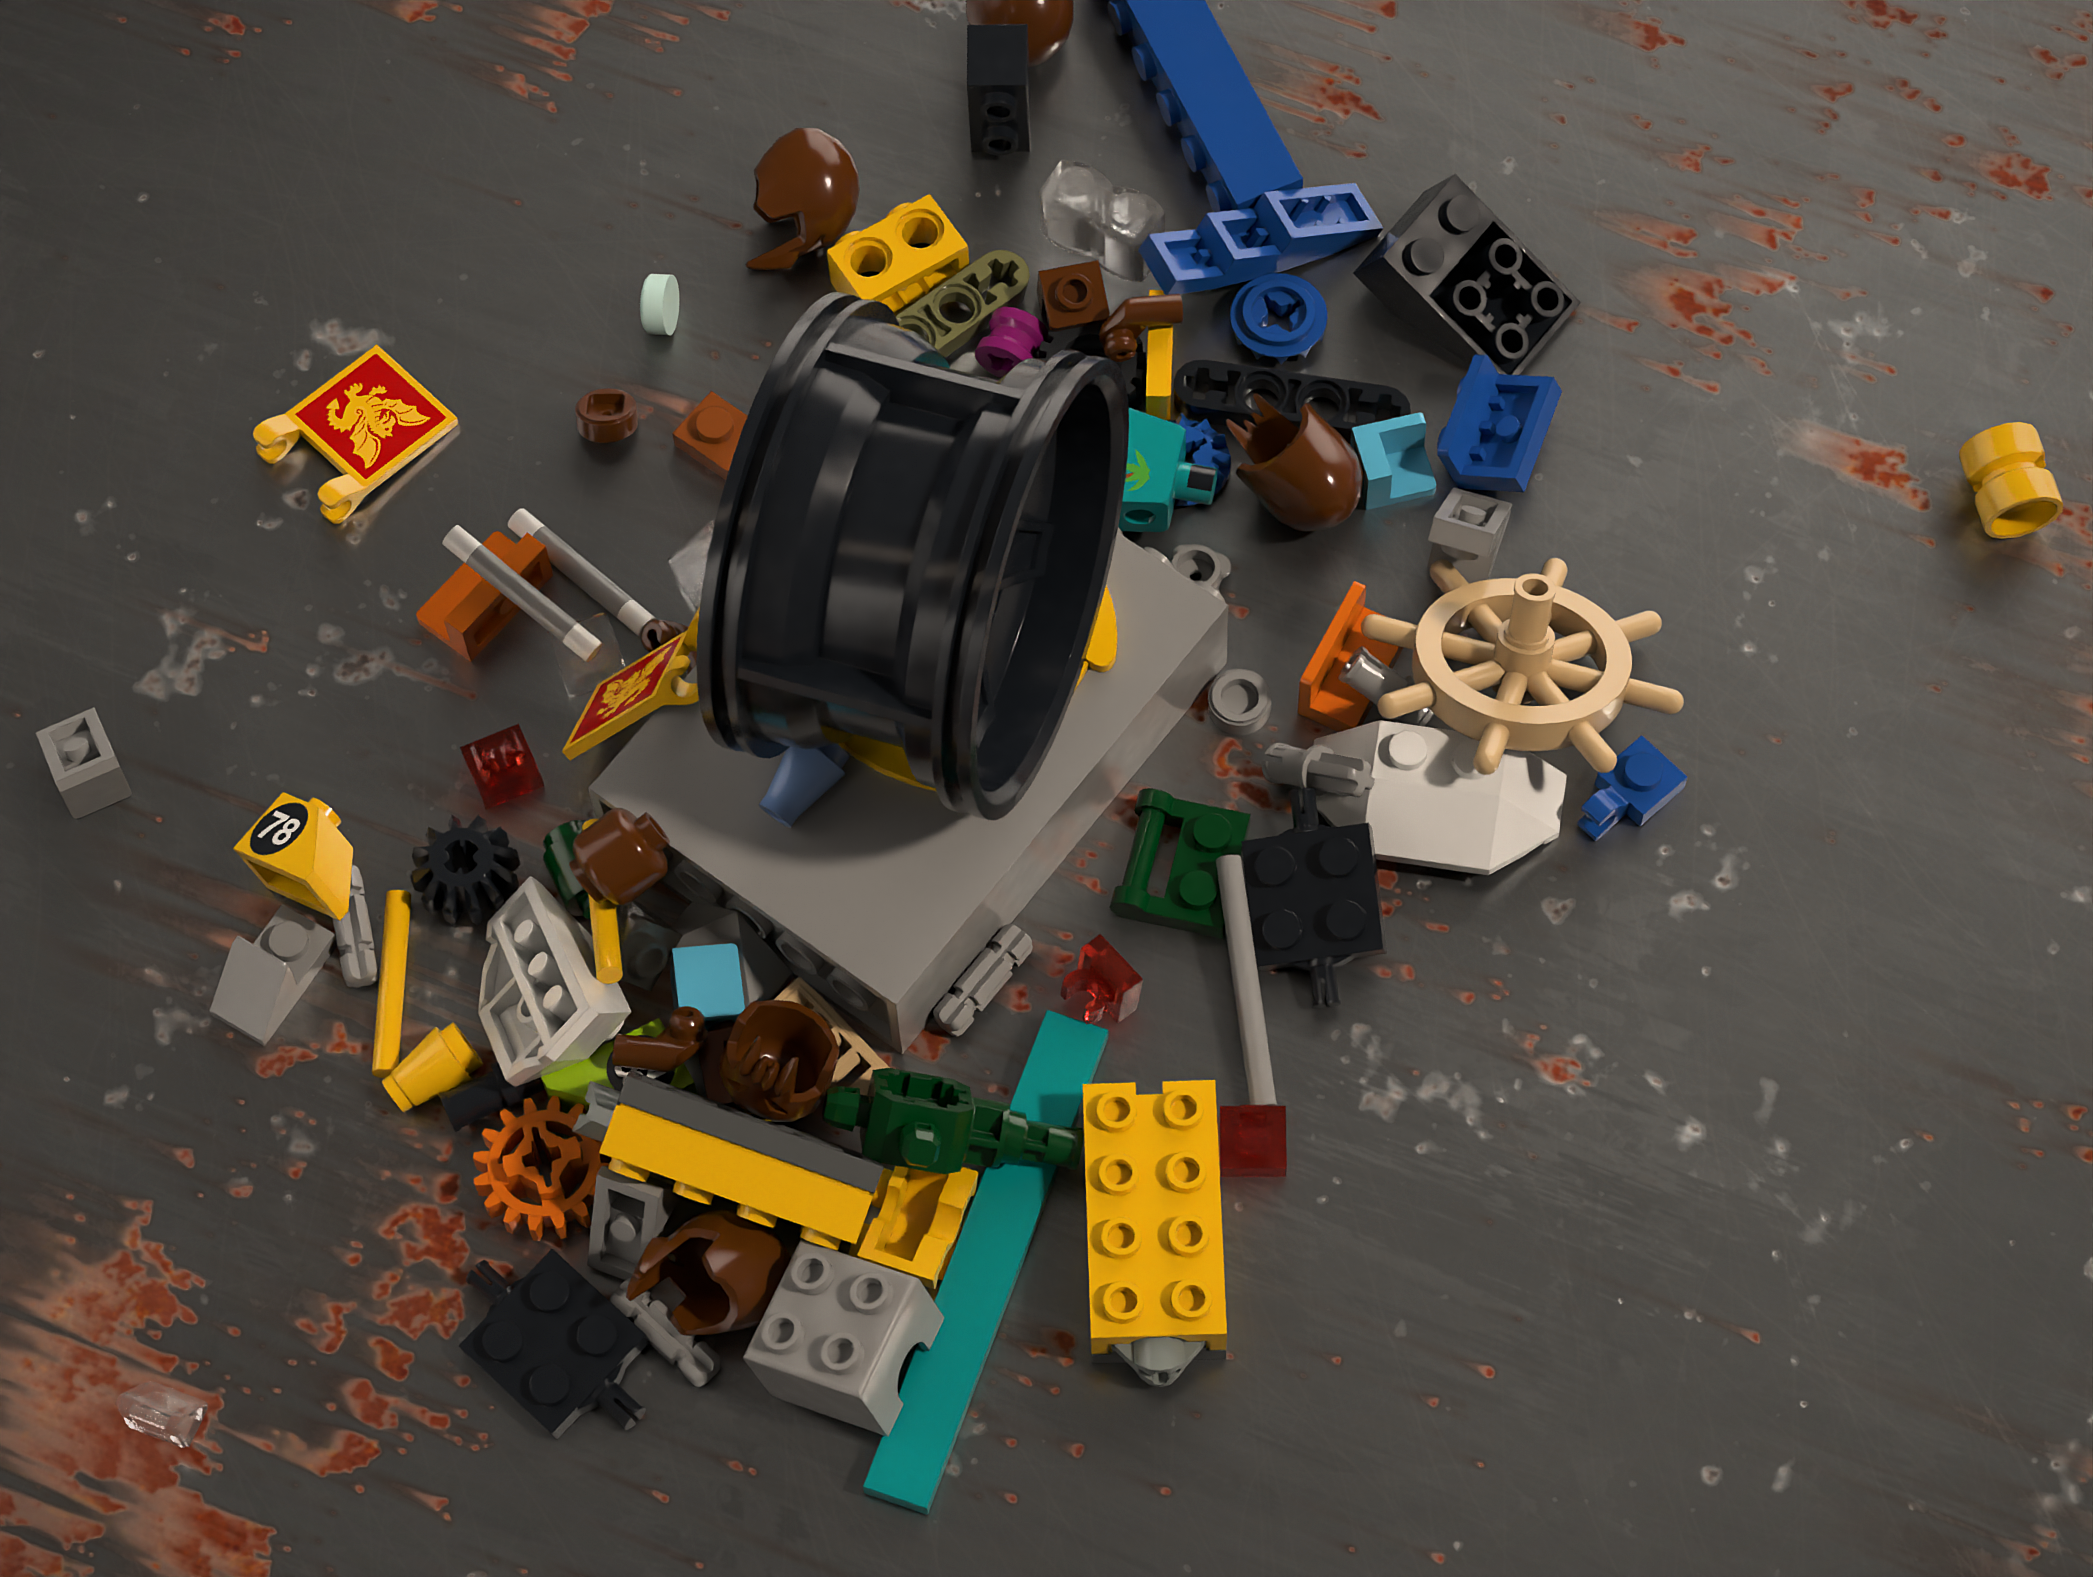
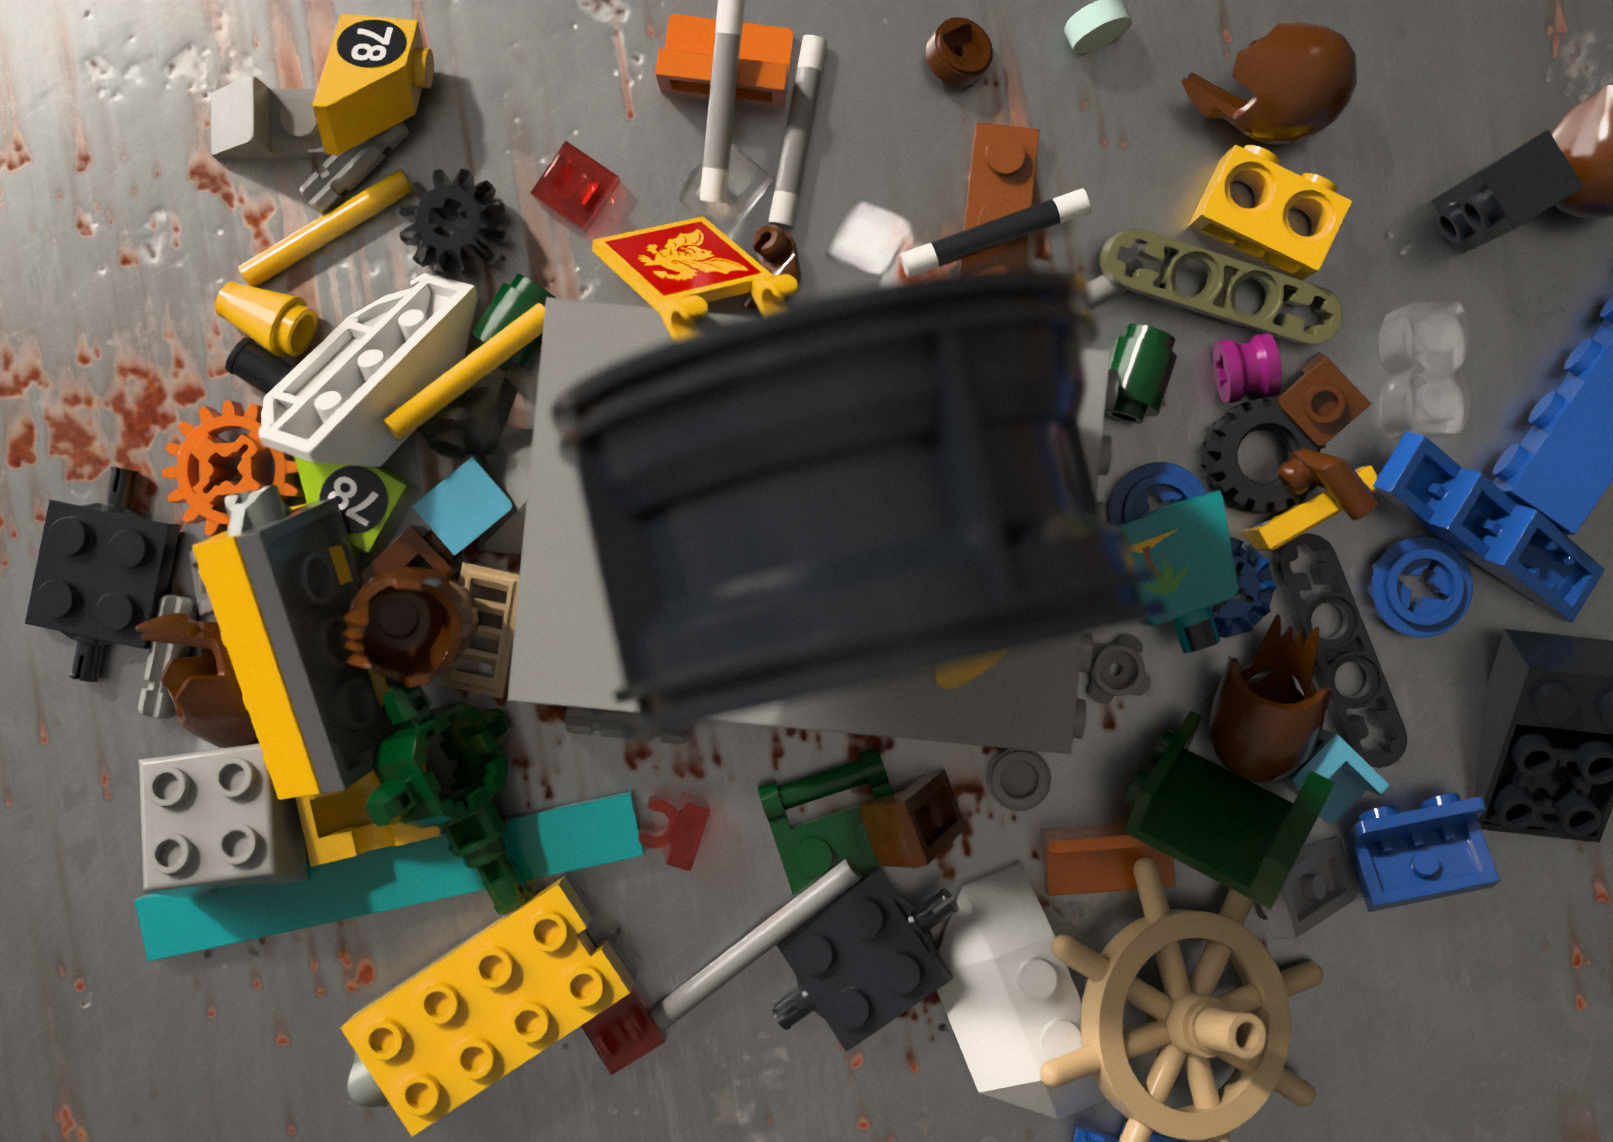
camera: 55 degrees right, 25 degrees up
(620, 856) = (492, 371): reddish brown head -> none
(668, 1049) = (373, 515): reddish brown arm -> none
(1214, 793) = (913, 824): none -> reddish brown slope
(1318, 769) = (980, 901): light grey axle -> none
(1367, 546) = (1220, 820): none -> dark green panel
(1375, 679) = (1098, 915): light grey pin -> none

